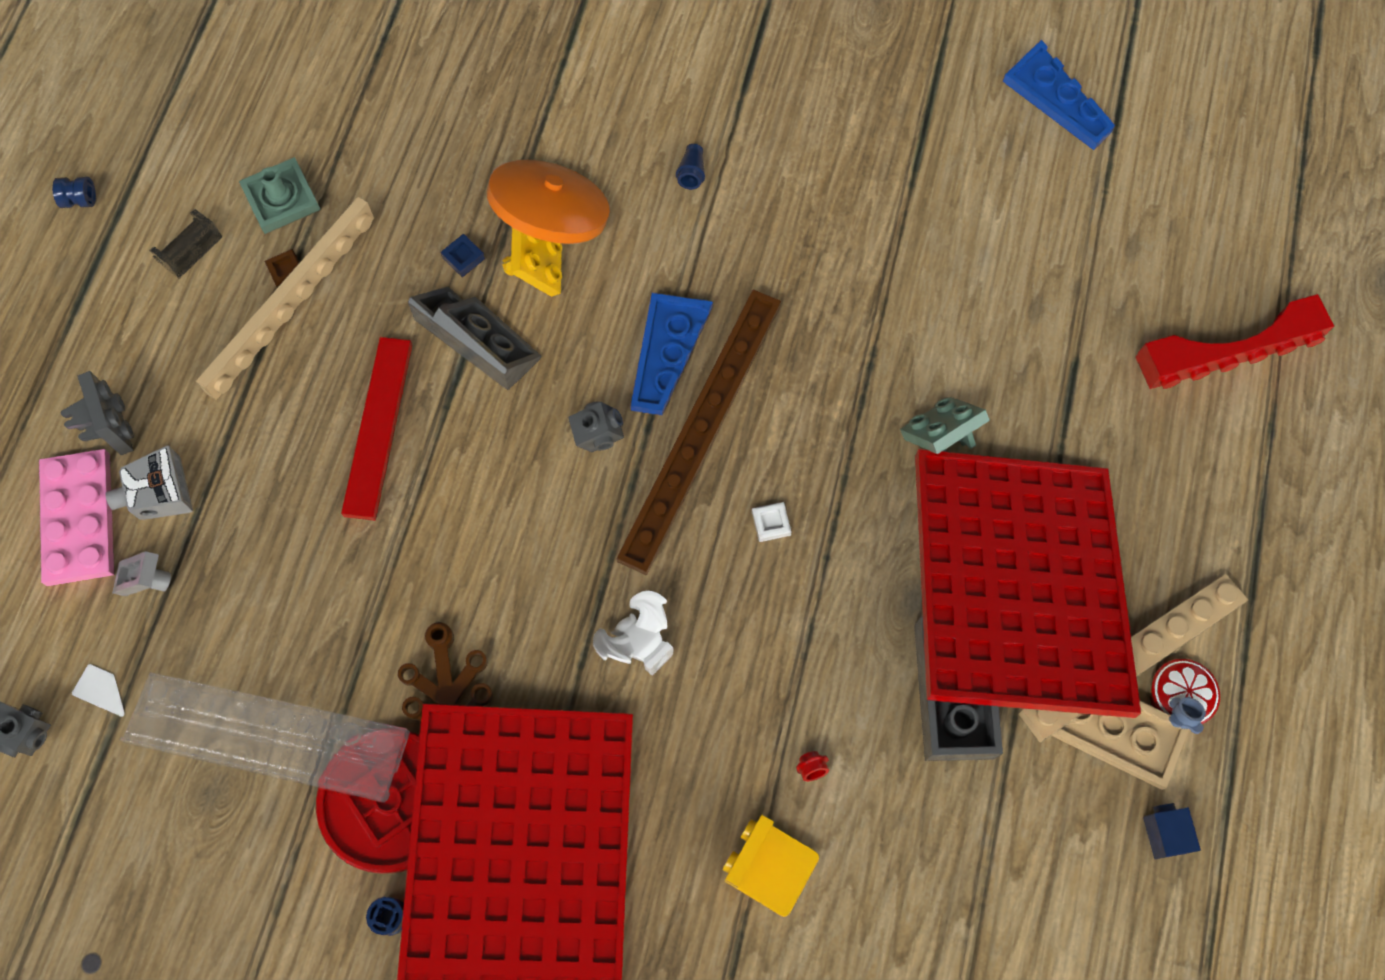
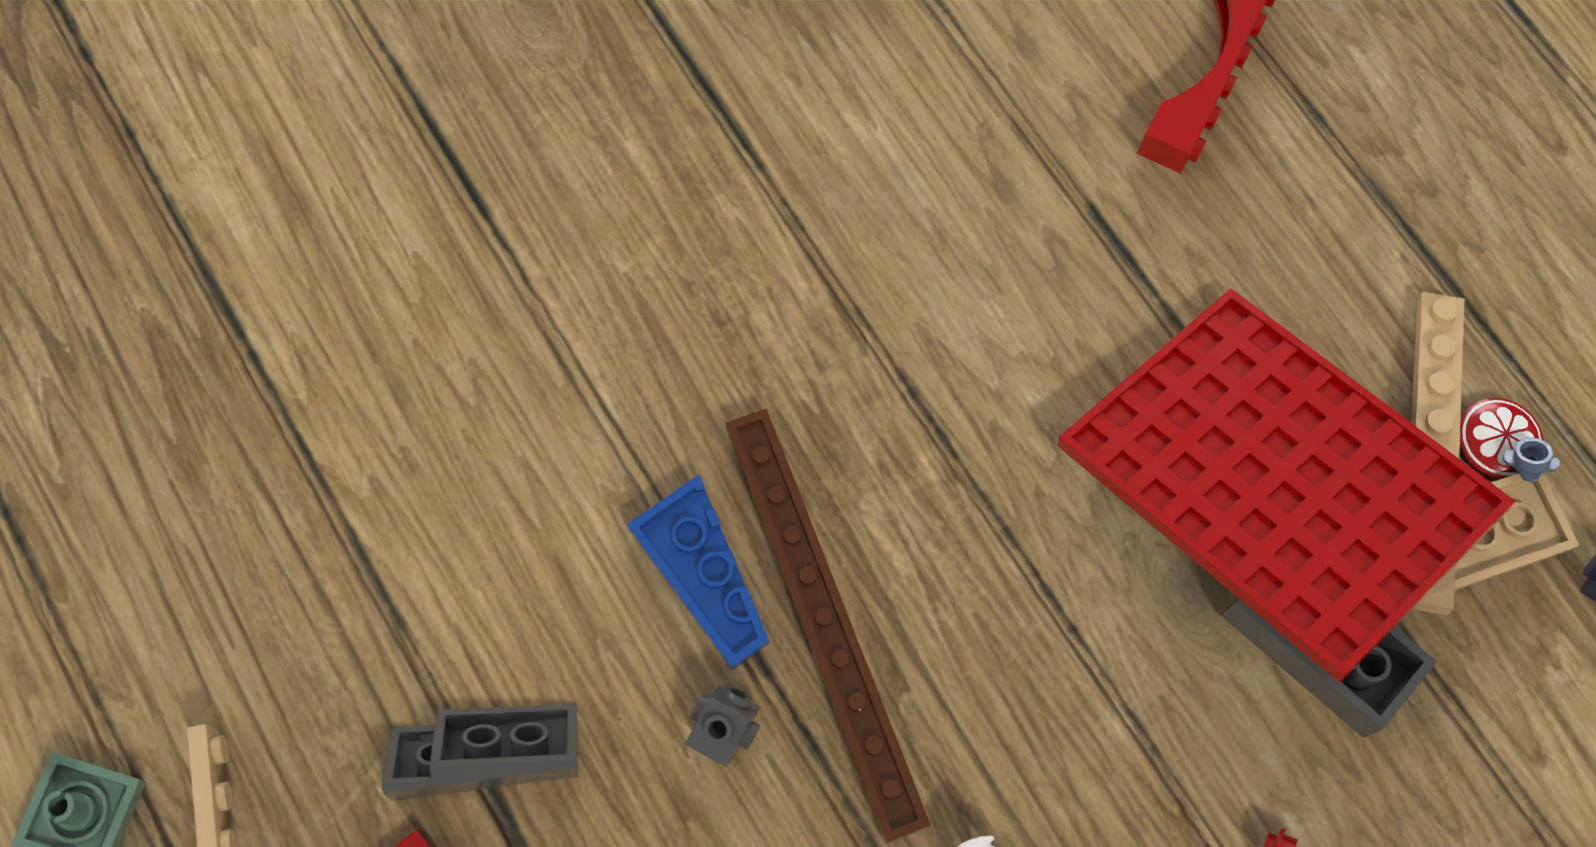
camera: 50 degrees left, 0 degrees up
(462, 255) = (374, 677): dark blue plate -> none
(535, 262) = (463, 604): yellow plate -> none
(548, 201) = (417, 531): orange dish -> none
(691, 168) = (525, 351): dark blue cone -> none
(771, 522) = (988, 646): white tile -> none
(945, 425) = (1054, 388): sand green plate -> none

